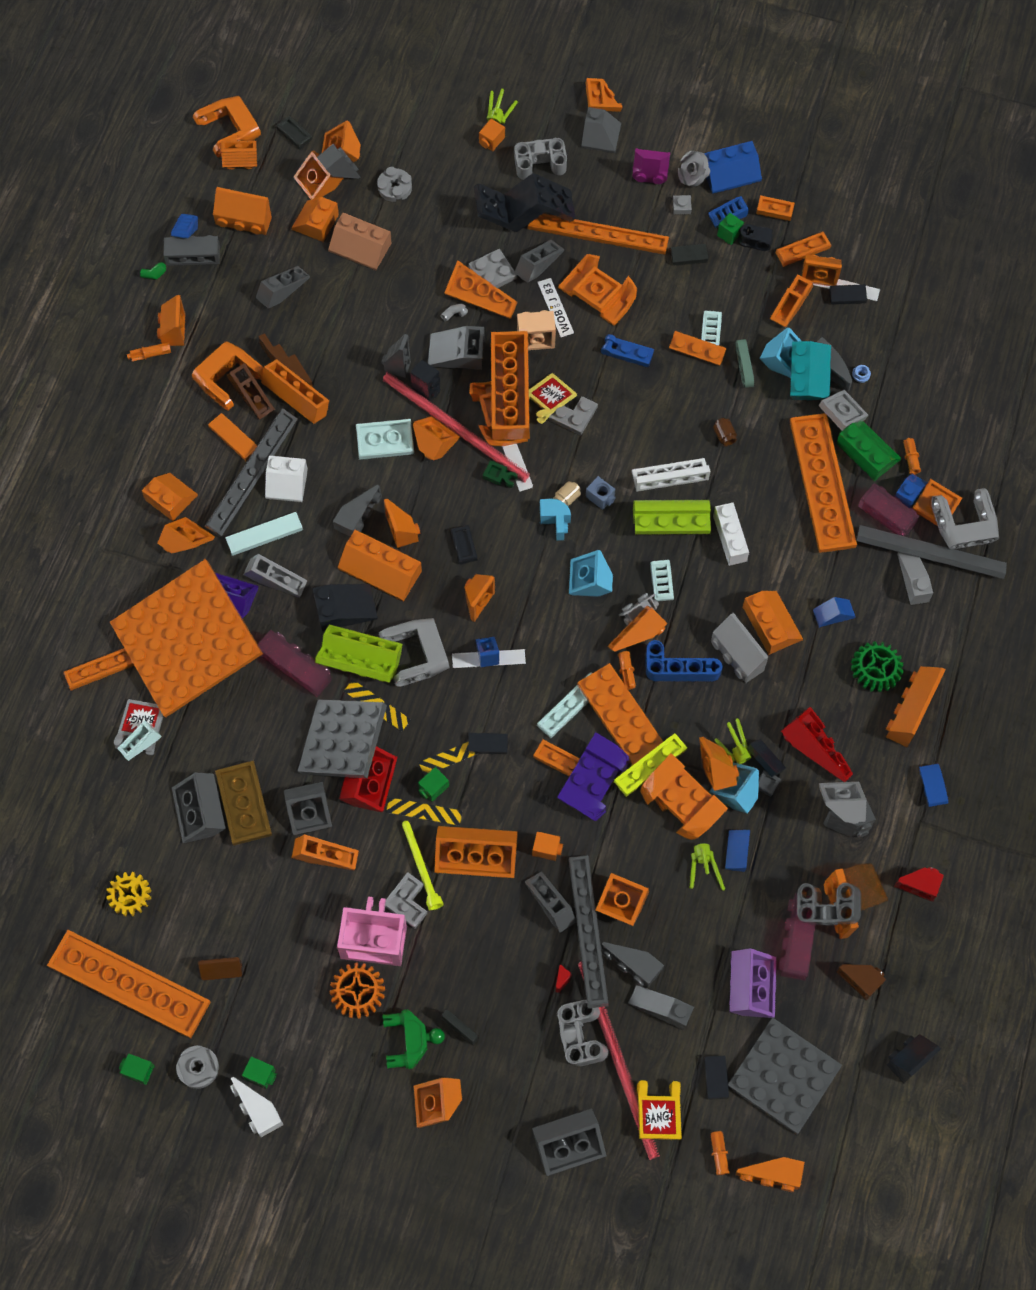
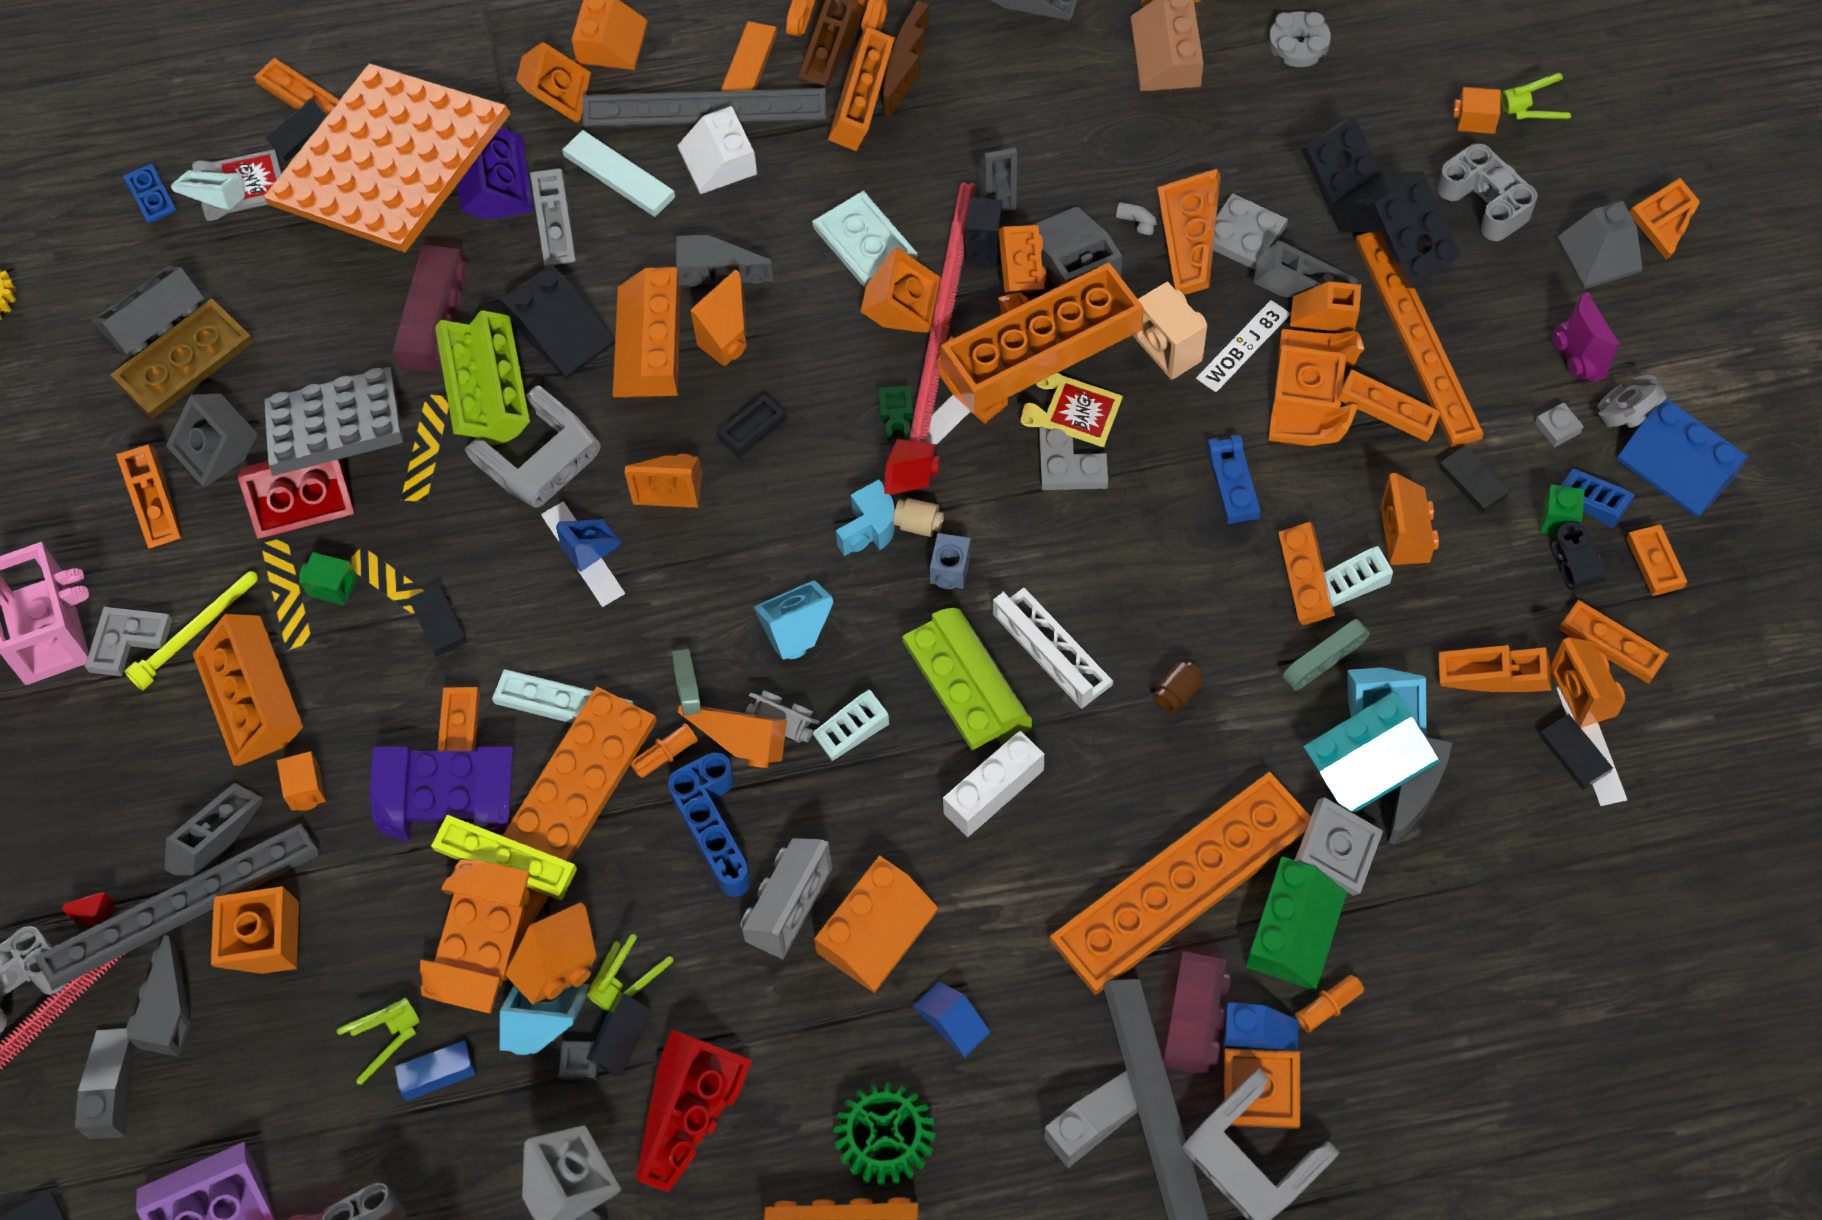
camera: 65 degrees right, 5 degrees down
(116, 777) = (150, 193): none -> blue slope
(126, 679) = (296, 130): none -> black tile
(454, 371) = (1022, 258): none -> orange bracket
(539, 482) = (910, 466): none -> red slope
(563, 259) = (1327, 307): none -> orange slope
(601, 639) = (686, 682): none -> sand green beam
(632, 264) = (1389, 405): none -> orange plate
(699, 293) = (1407, 522): none -> orange slope
(863, 370) = (1437, 836): light blue plate -> none

